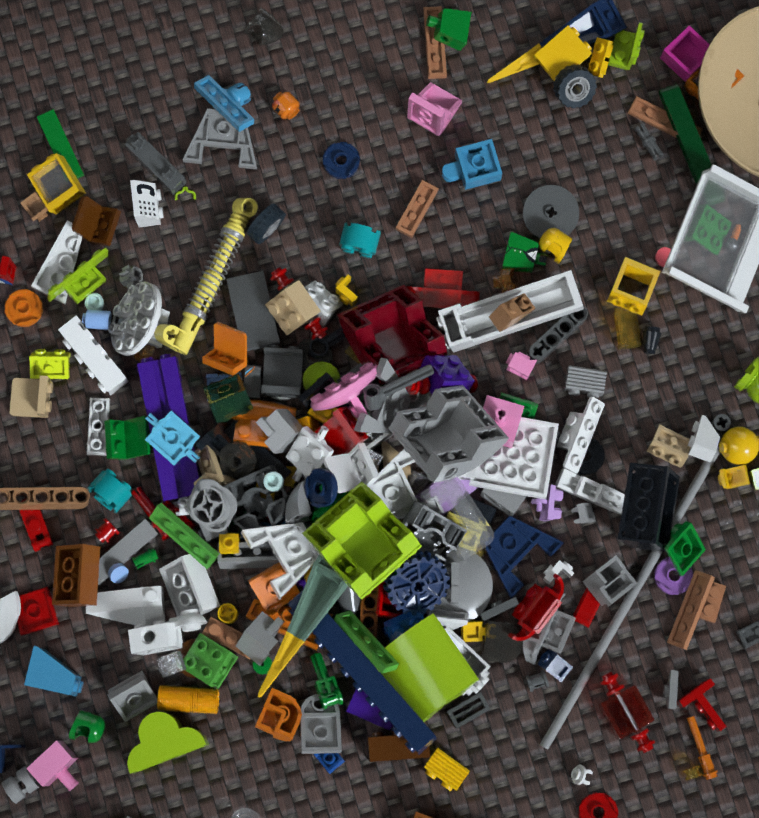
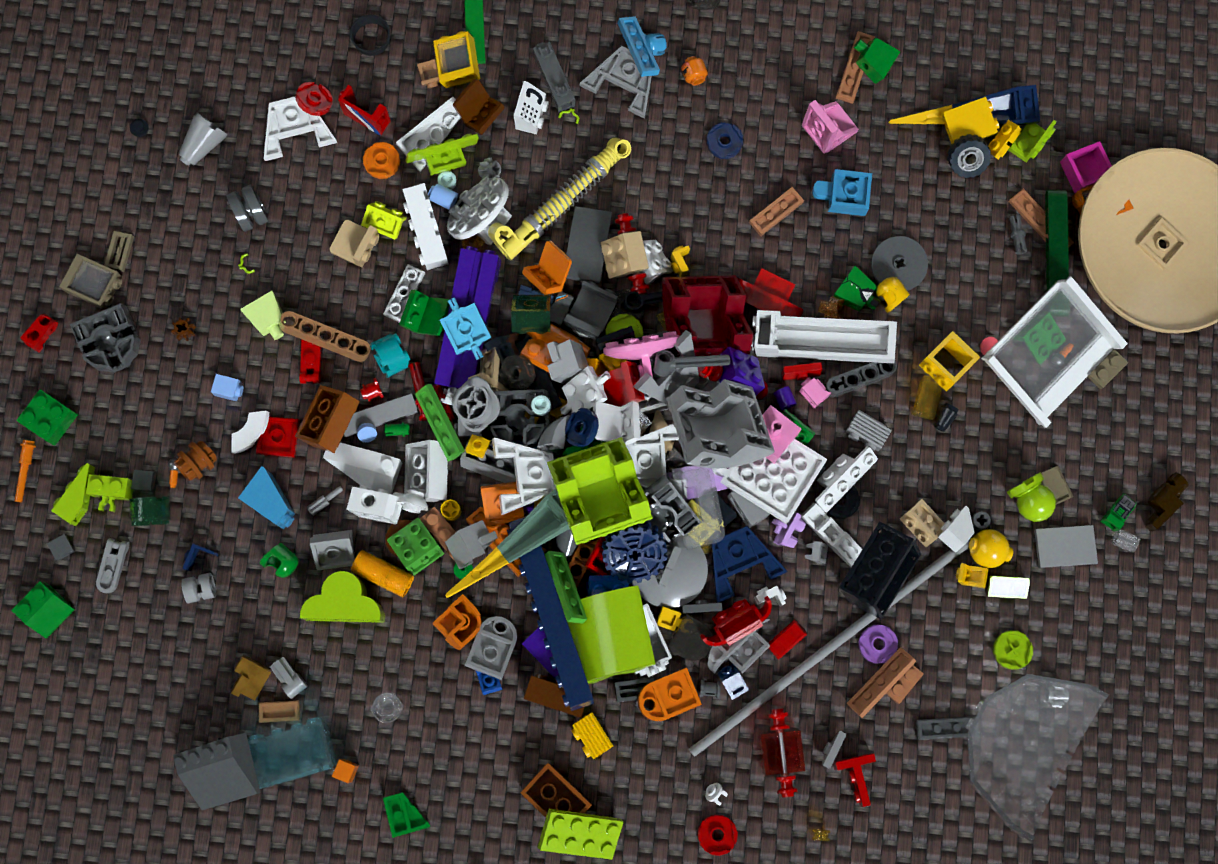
camera: 20 degrees right, 0 degrees up
(54, 765) = (235, 582): bright pink brick -> none
(103, 655) = (322, 501): none -> light grey axle
(171, 664) = (380, 535): clear bracket -> none
(266, 223) = (631, 169): black wheel -> none
(326, 686) = (513, 613): green connector -> none
(359, 239) = (711, 217): teal brick -> none
(450, 618) = (654, 599): white slope -> none
(496, 381) = (785, 398): none -> dark purple beam
(502, 350) = (801, 372): none -> red plate
(503, 702) = (670, 696): none -> orange tile
(511, 312) = (825, 338): medium nougat slope -> none
(610, 582) = (815, 625): light grey plate -> none
(684, 547) = (899, 621): green slope -> none
(704, 758) = (838, 825): orange pin -> none

